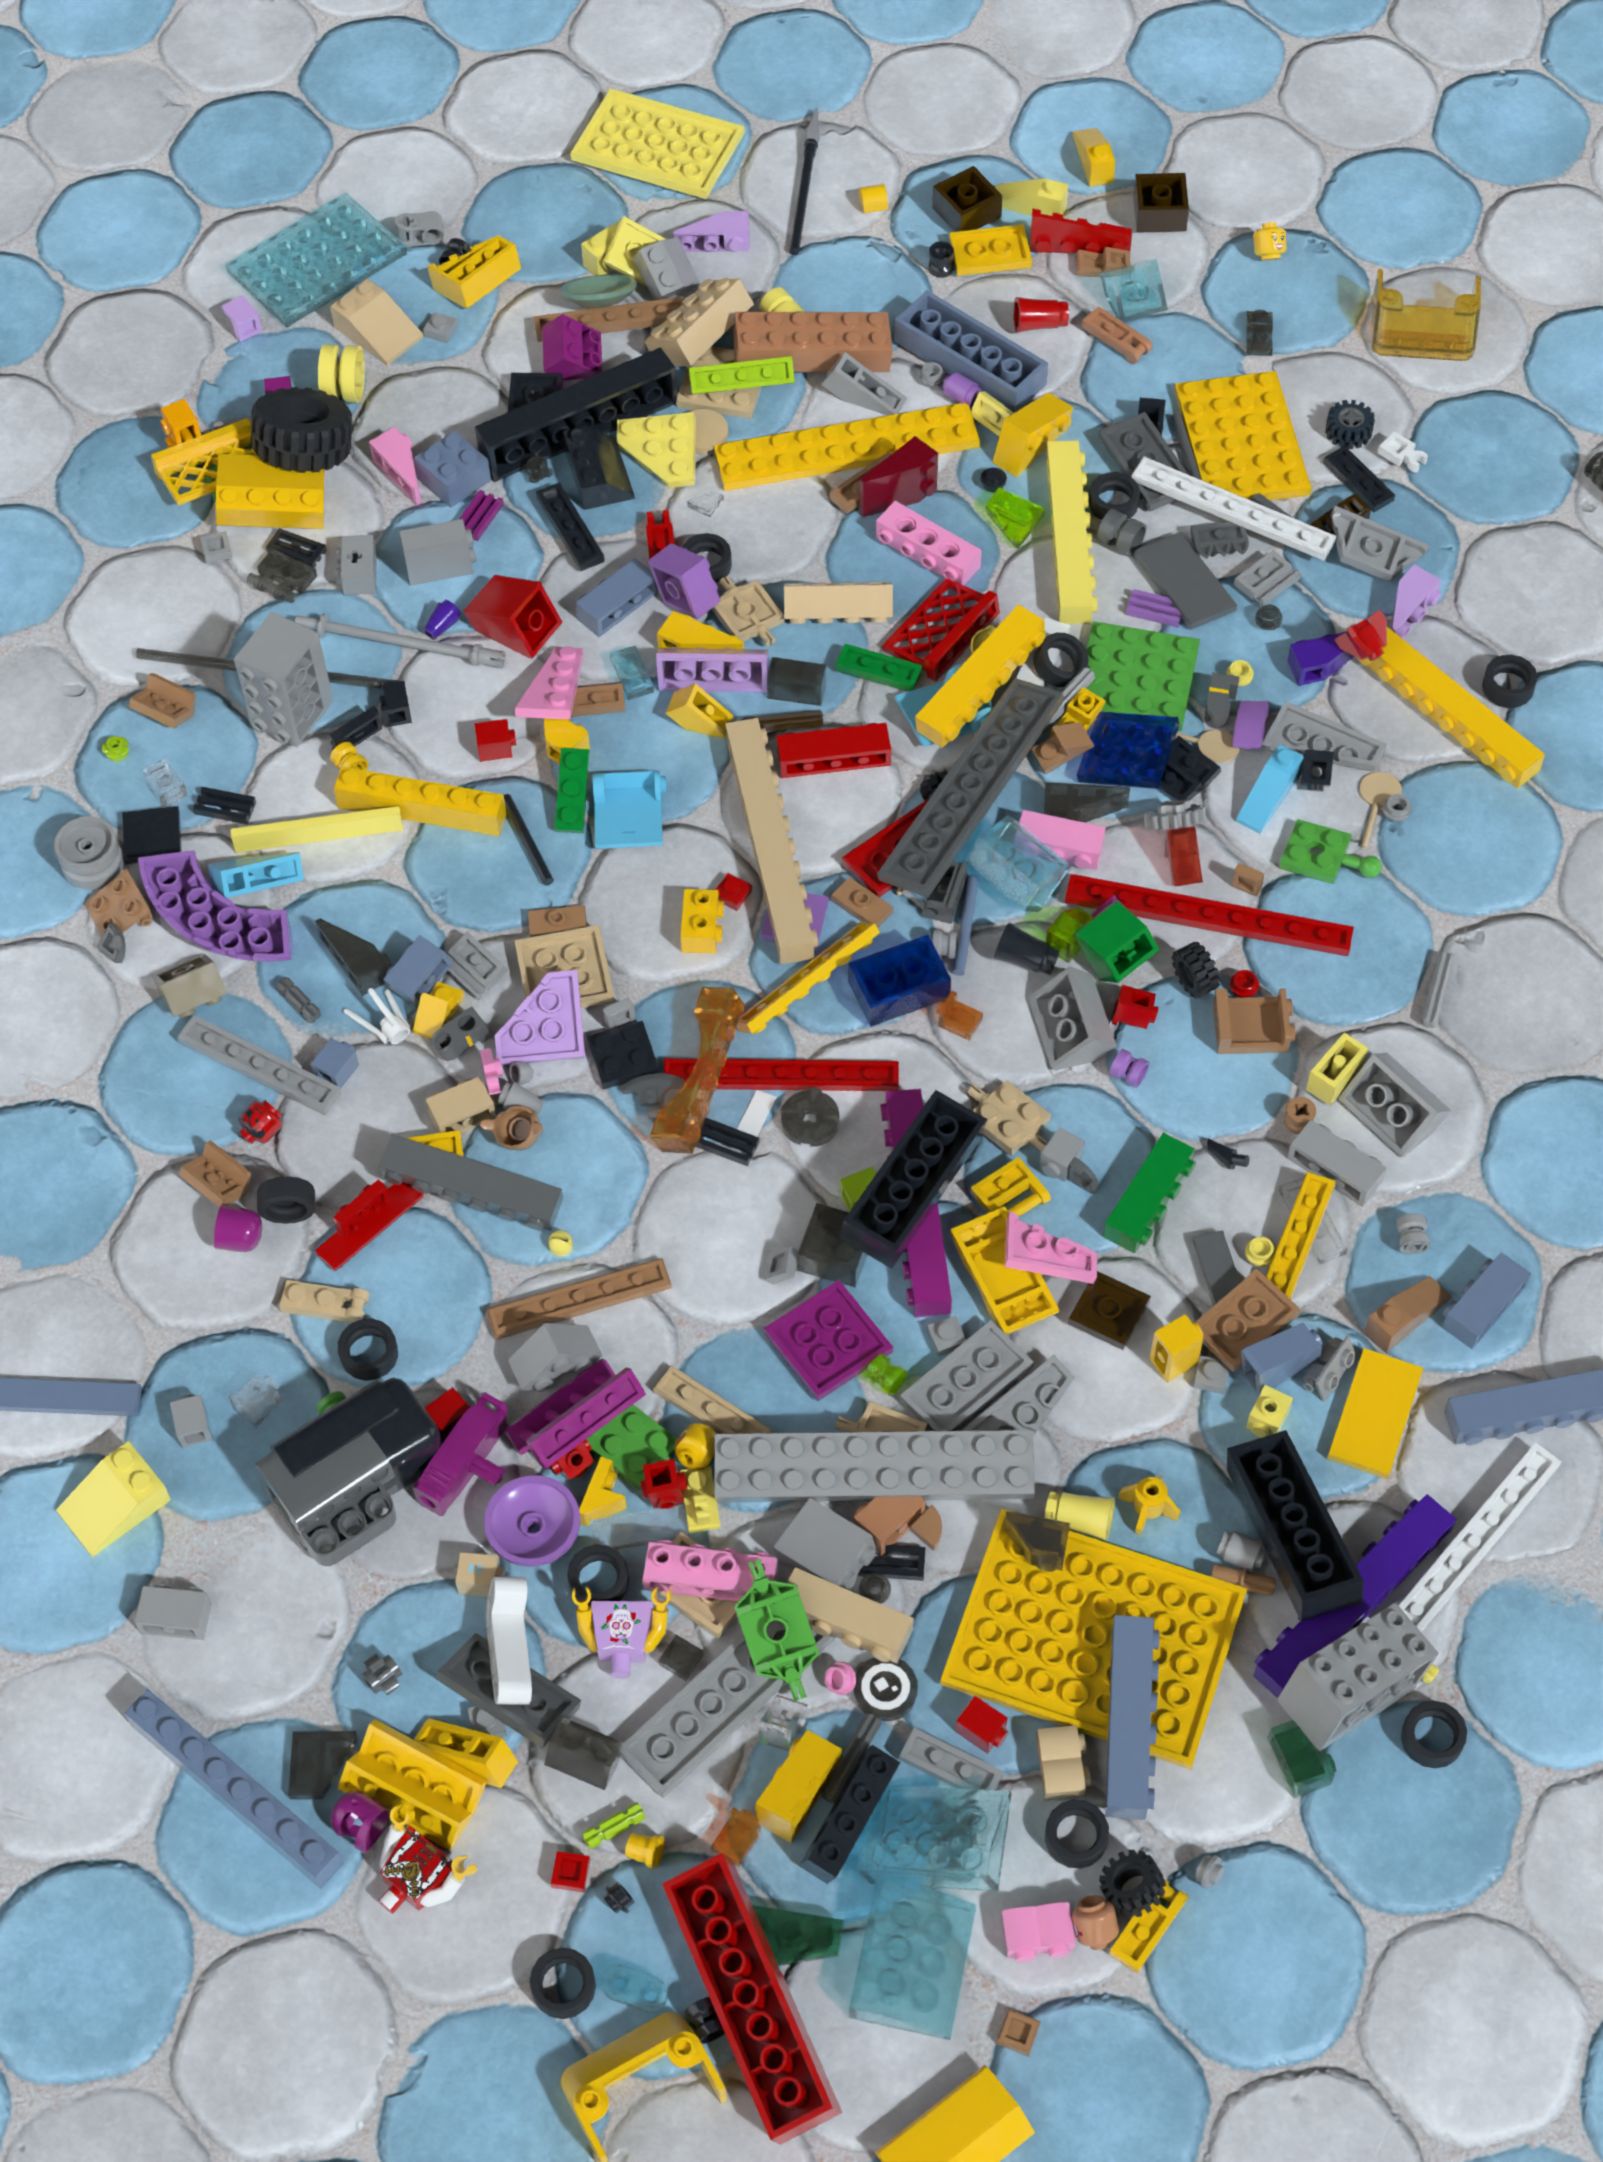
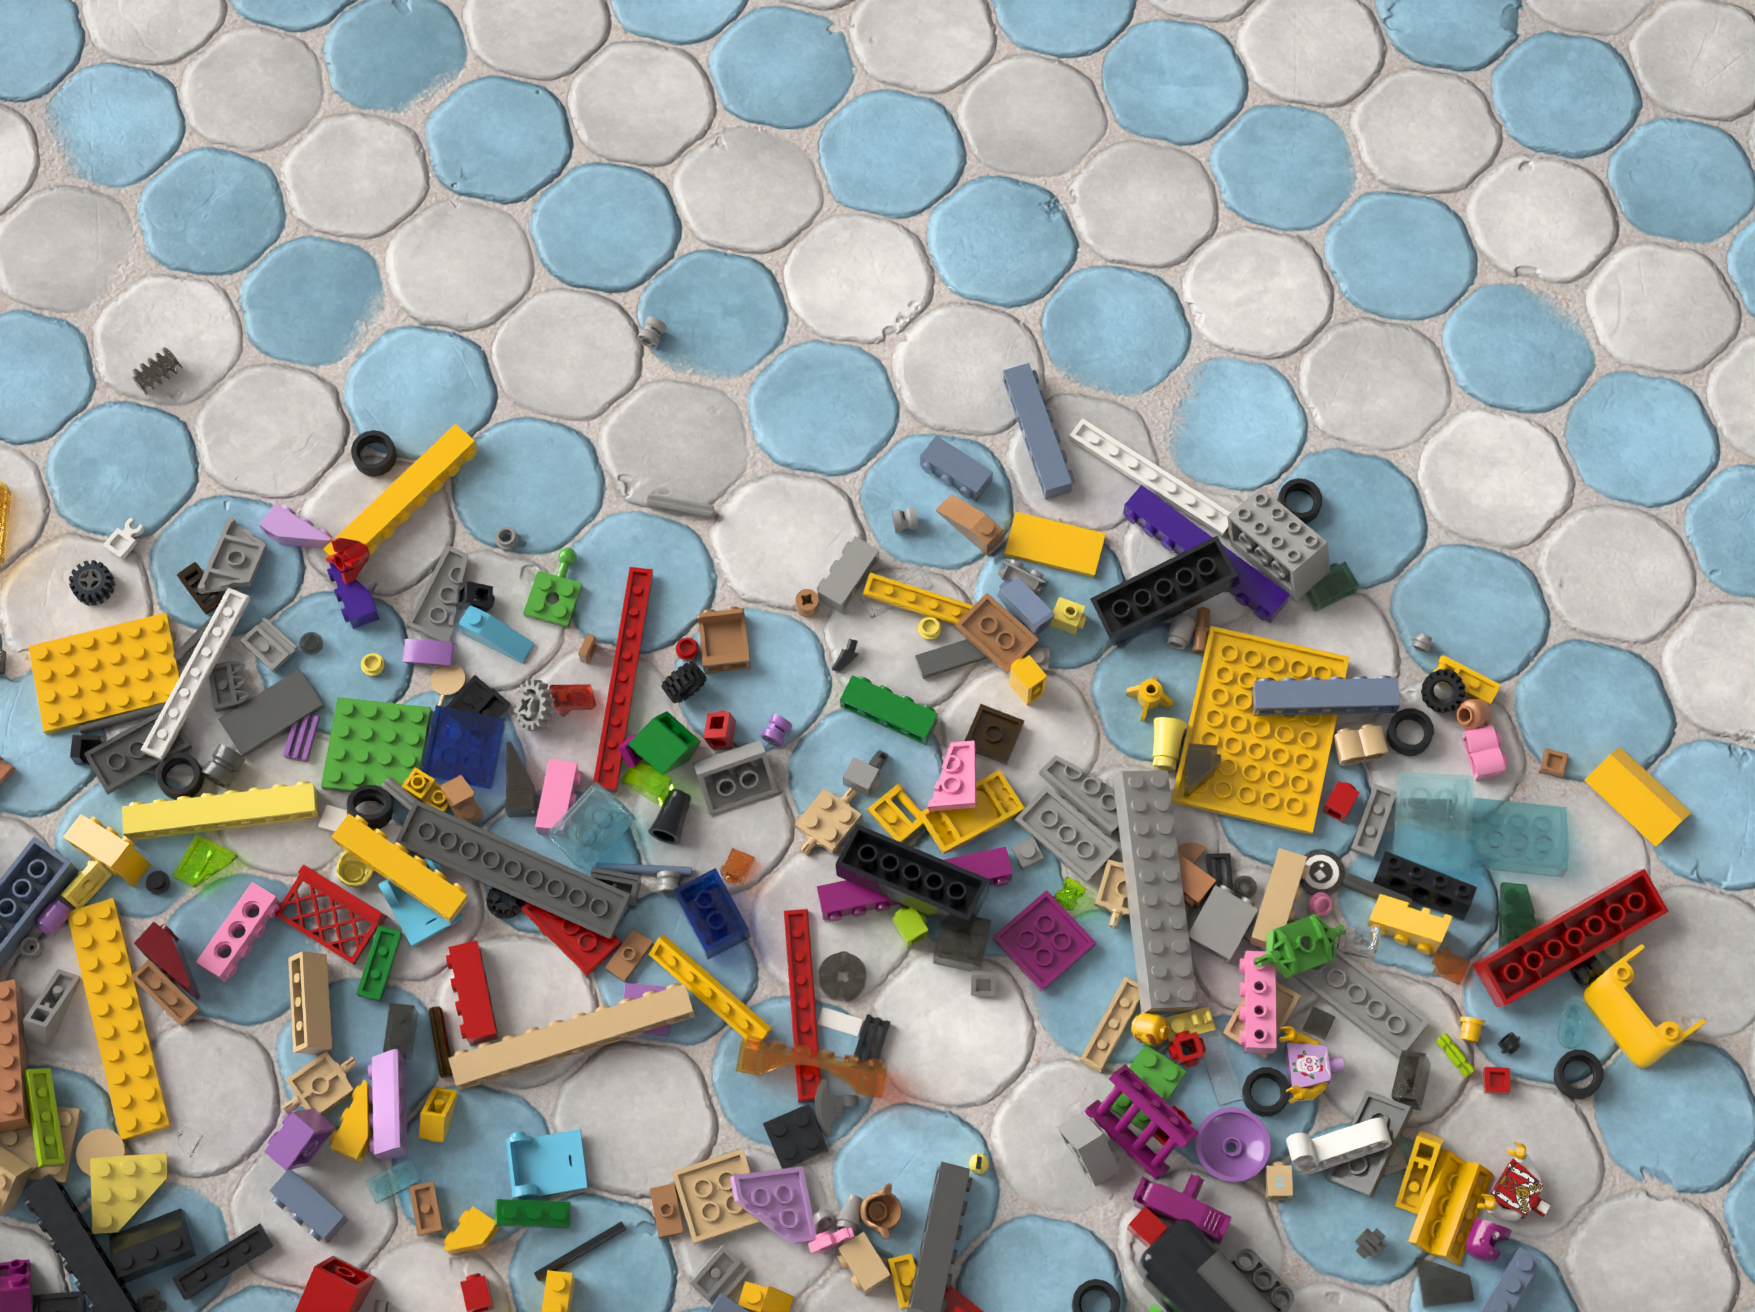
camera: 95 degrees left, 10 degrees up
(460, 1034) = (792, 1275): dark grey leg -> none
(554, 687) = (422, 1244): bright pink wing -> none
(579, 1298) = (1027, 1142): medium nougat tile -> none
(599, 1498) = (1204, 1101): yellow slope -> none
(619, 1013) = (758, 1143): light grey plate -> none
(658, 535) = (240, 1174): red hinge -> none
(700, 921) = (660, 1085): yellow brick -> none
(716, 544) = (243, 1120): black tyre -> none
(733, 891) = (624, 1065): red plate -> none
(1218, 706) = (403, 679): dark grey leg -> none
(1337, 1069) = (767, 574): light yellow brick -> none
(1359, 478) = (151, 575): black tile -> none
(1375, 790) = (486, 554): tan piece -> none
(1393, 1103) = (791, 534): light grey slope -> none

